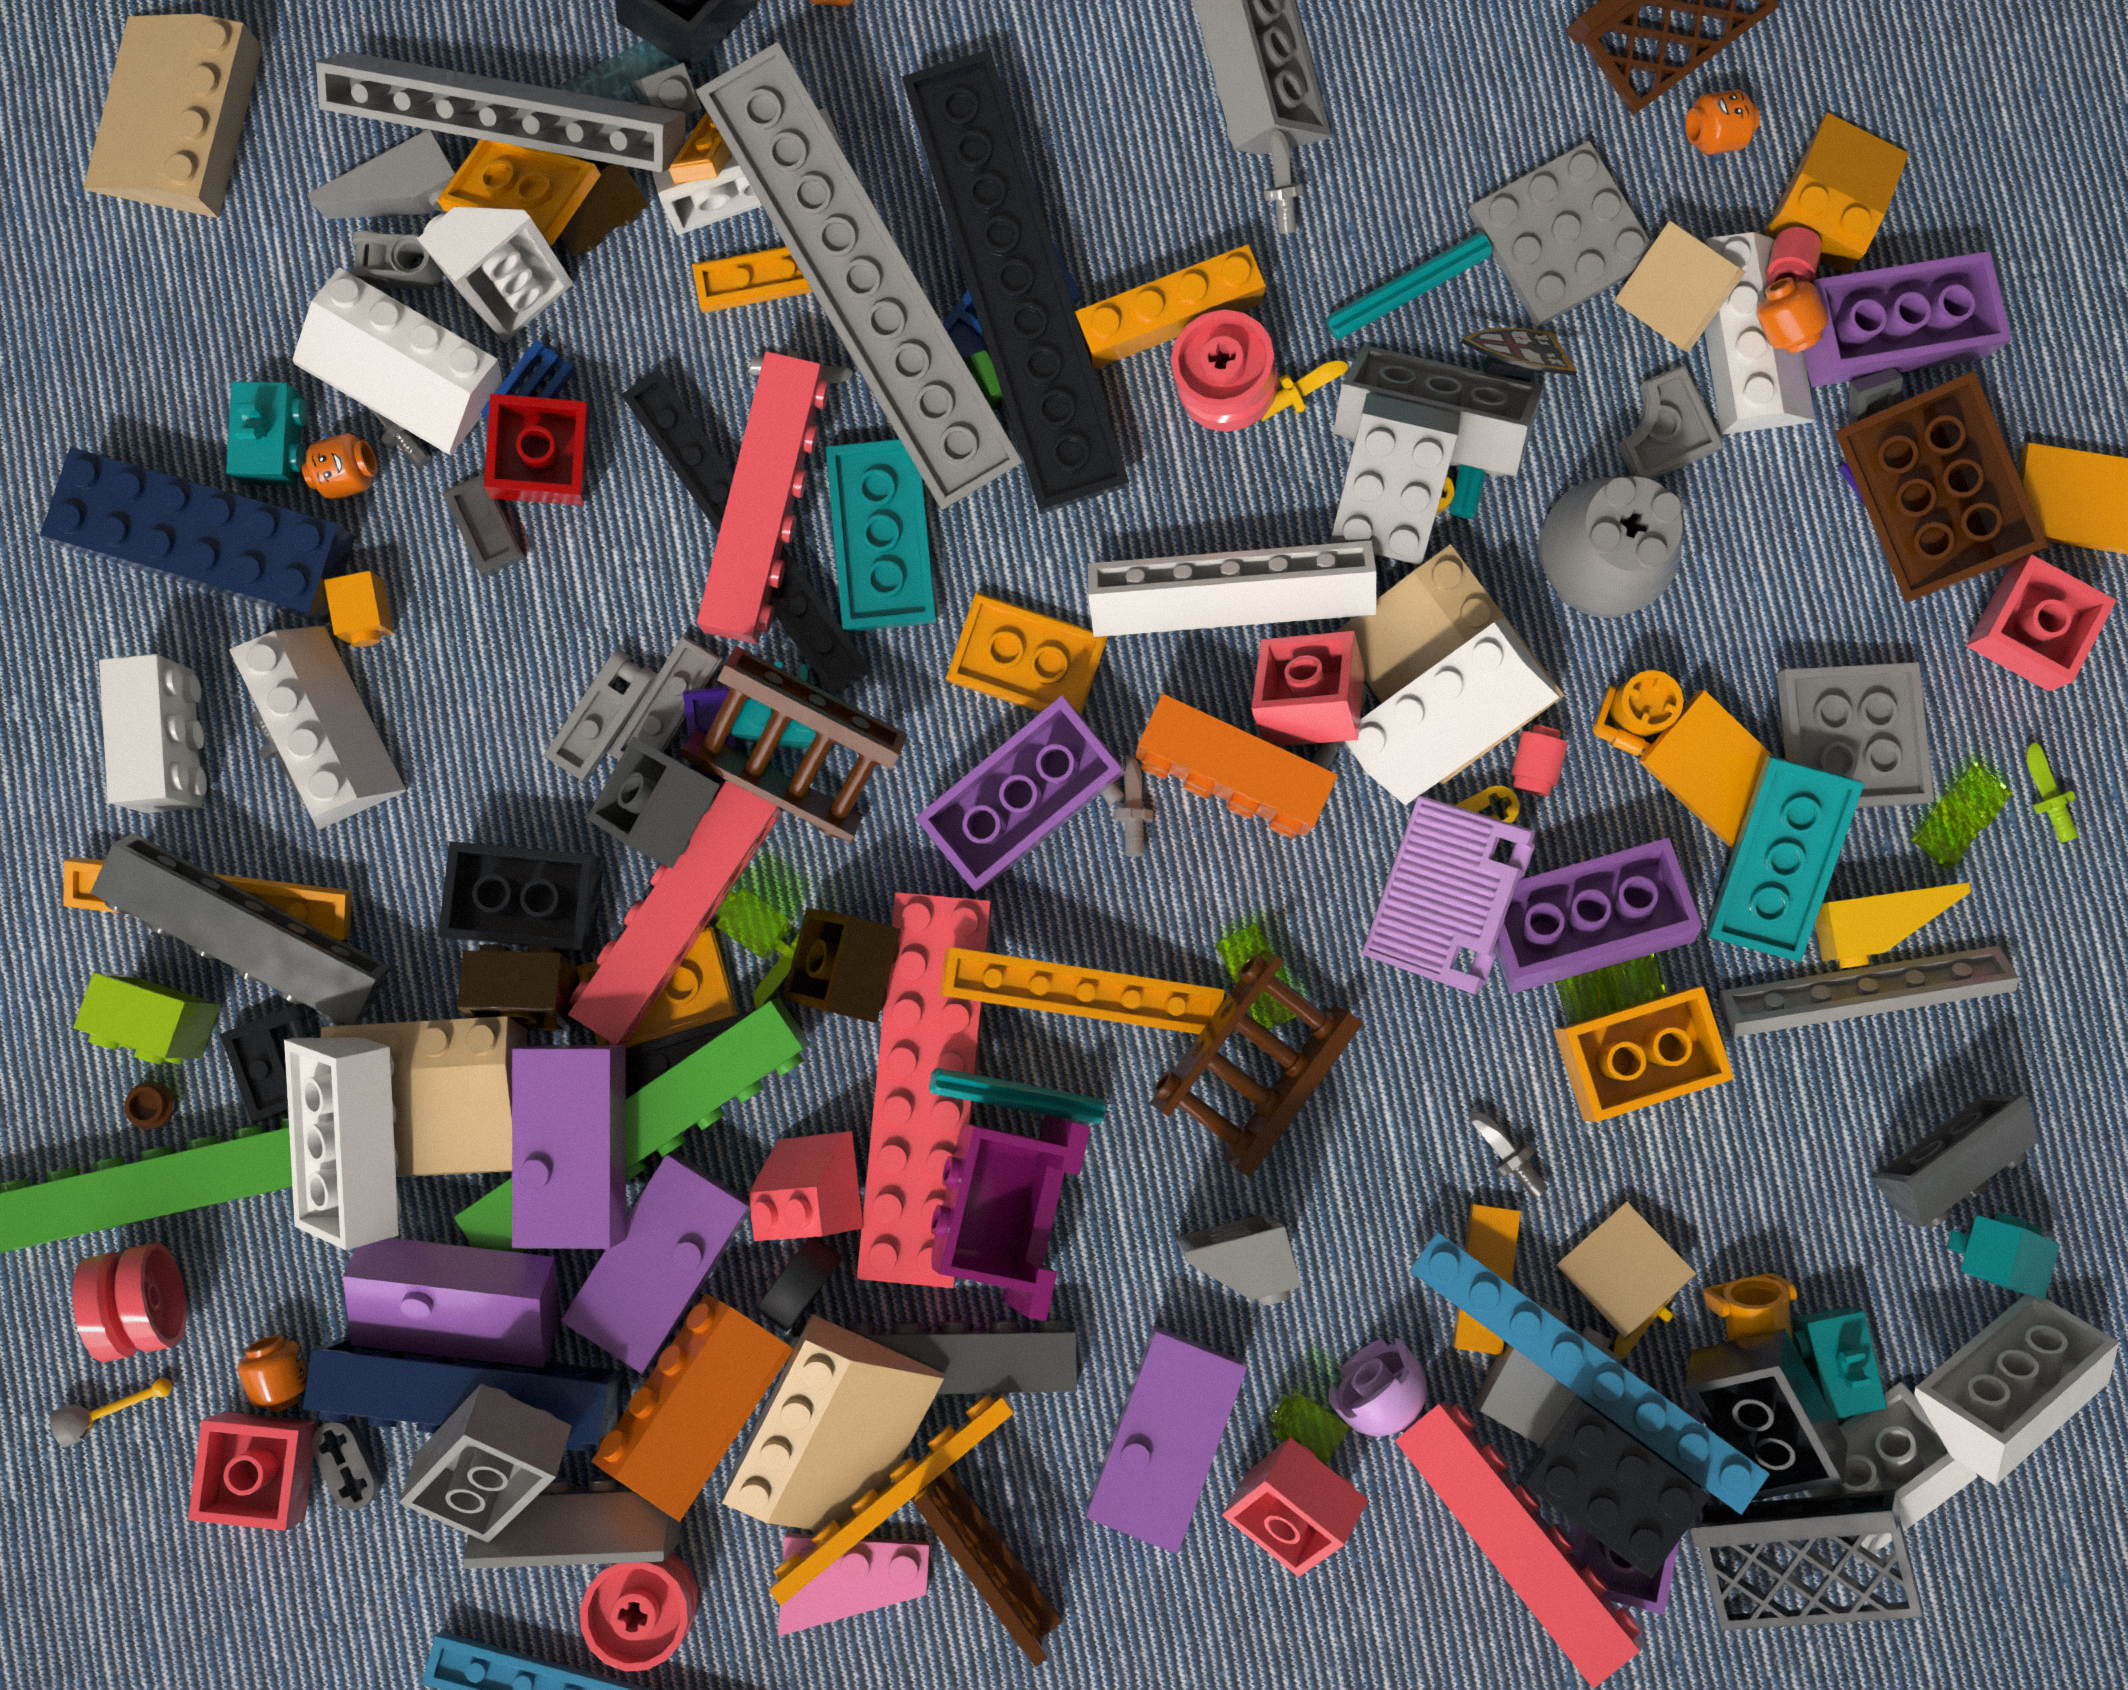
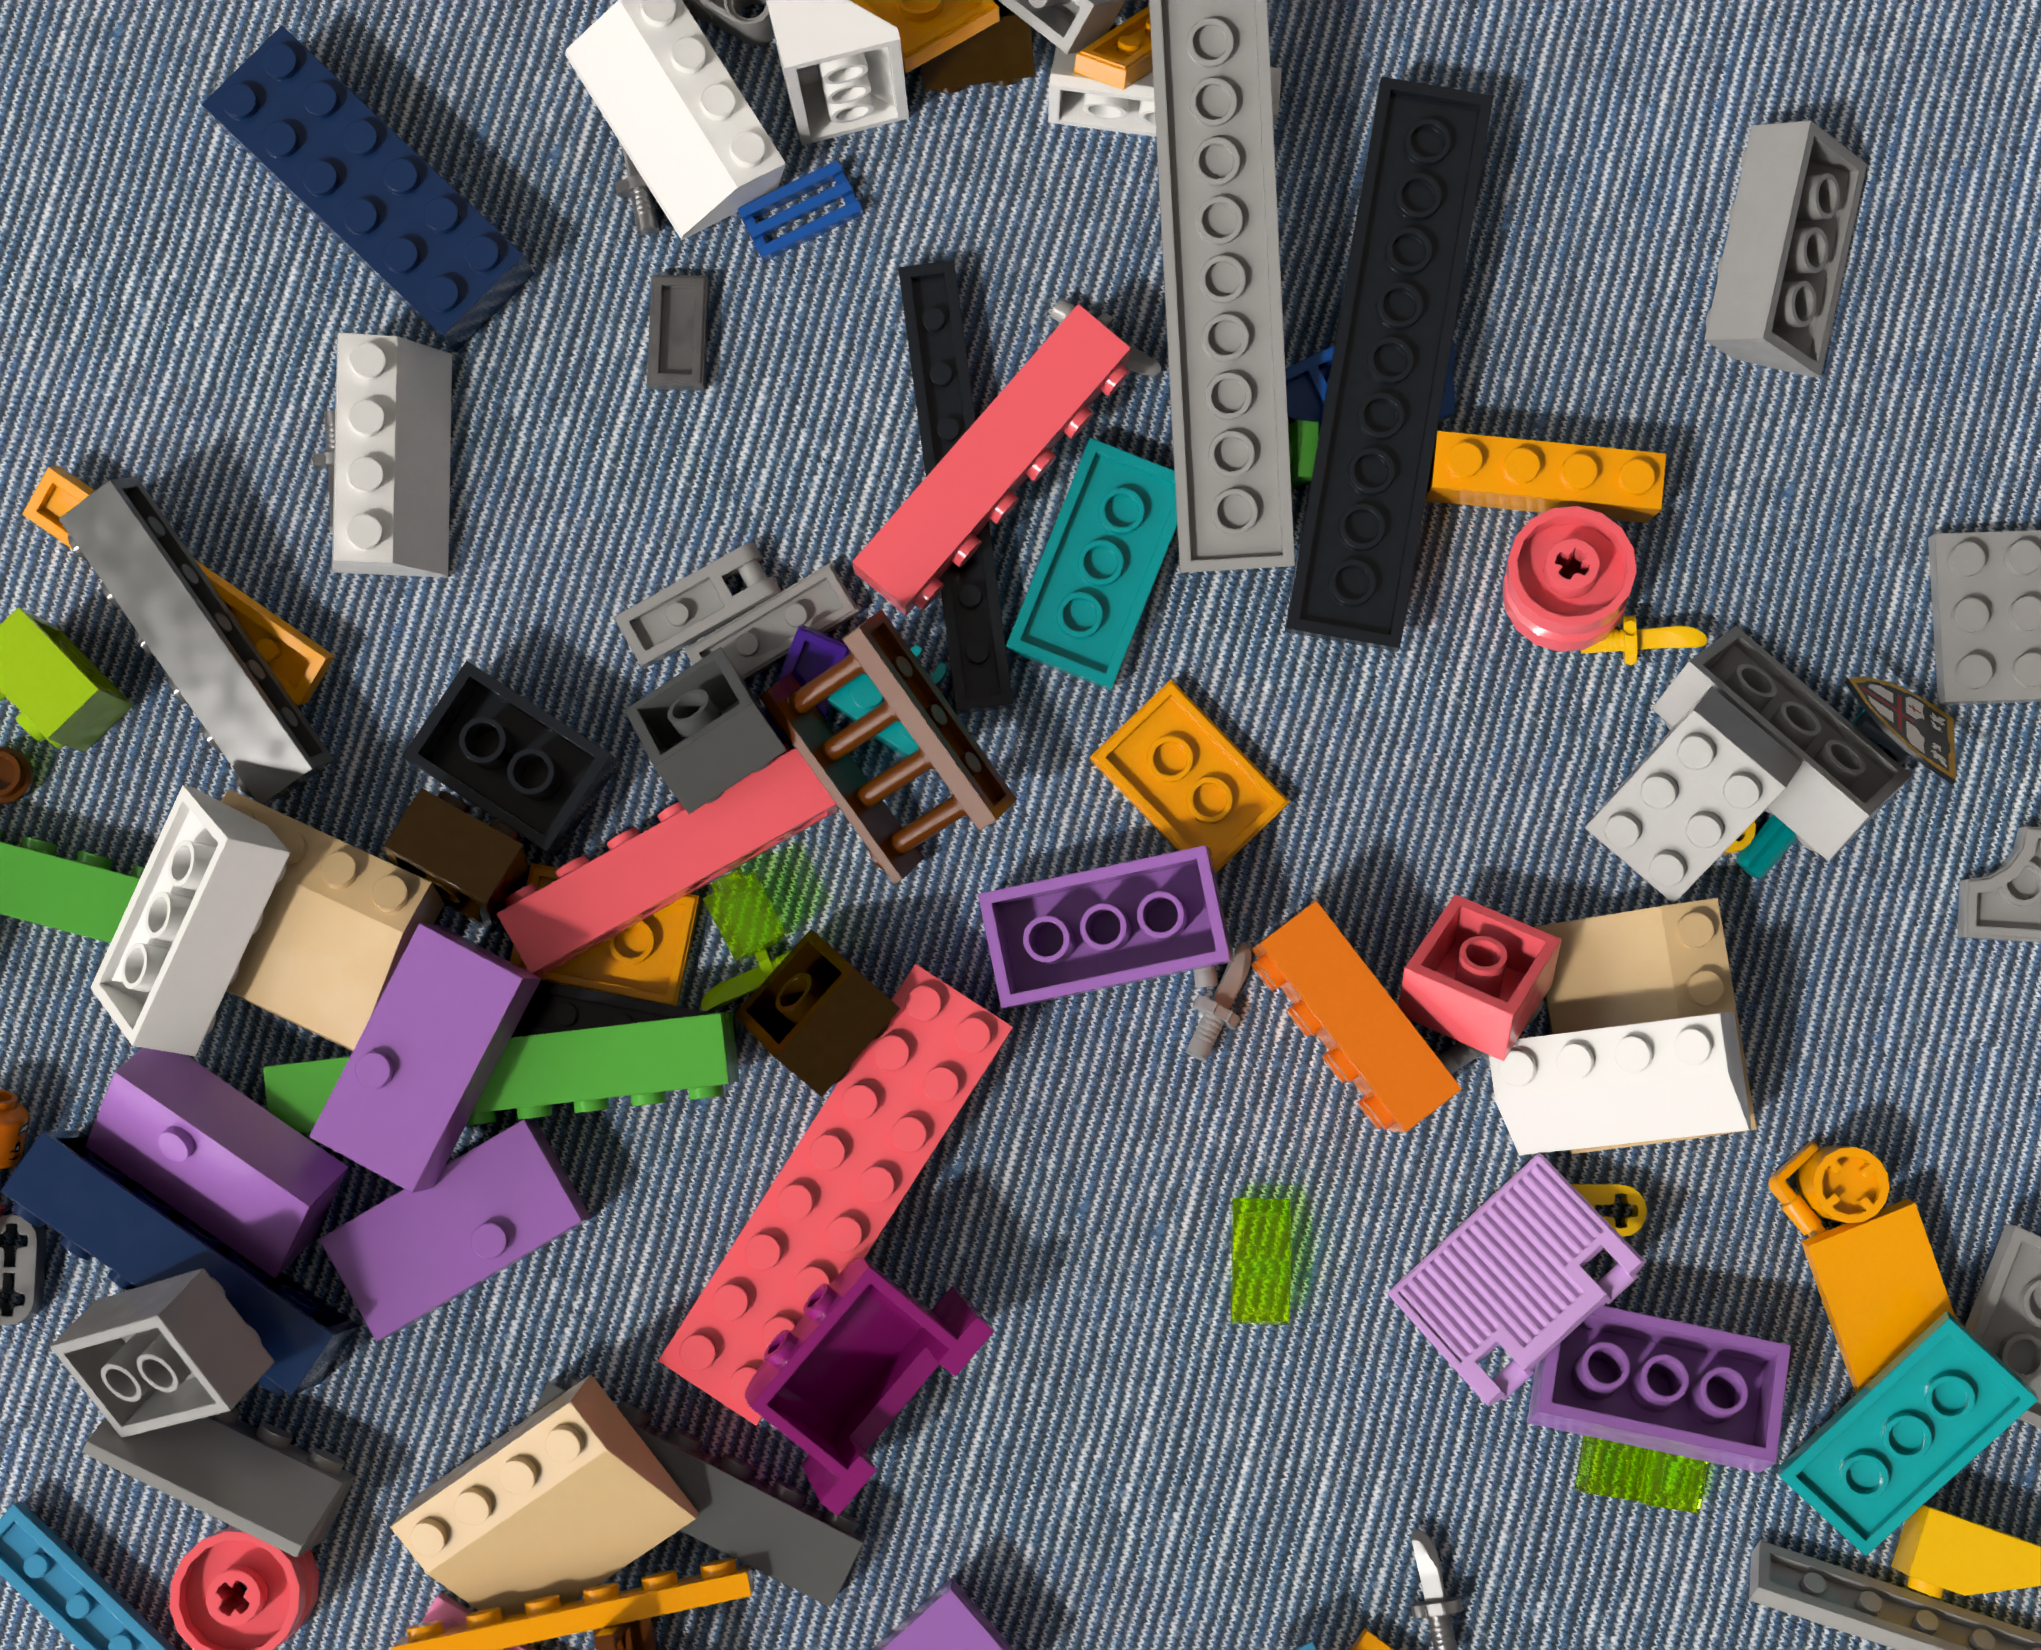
camera: 25 degrees right, 0 degrees up
(151, 734) = (210, 379): white brick -> none
(260, 1060) = (144, 791): black plate -> none
(265, 433) = (496, 115): teal brick -> none
(340, 466) = (557, 191): orange head -> none
(359, 608) = (498, 355): light orange brick -> none
(537, 449) = (777, 282): red brick -> none
(692, 1406) = (412, 1406): orange slope -> none
(748, 279) = (1100, 210): light orange tile -> none
(799, 1283) = (594, 1332): black tyre -> none
(807, 1189) = (654, 1235): coral slope -> none
(1016, 1095) = (932, 1253): teal axle -> none
(1077, 991) = (1060, 1177): light orange plate -> none
(1232, 588) = (1453, 823): white brick -> none
(1245, 1256) = (1089, 1561): light grey slope -> none
(1283, 191) = (1737, 411): light grey piece -> none
(1301, 1067) = (1256, 1384): reddish brown fence -> none
(1409, 285) = (1820, 587): teal axle -> none
(1539, 760) = (1691, 1183): coral brick -> none
(1610, 565) = (1895, 988): light grey cone -> none
(1643, 1054) = (1639, 1567): light orange brick -> none

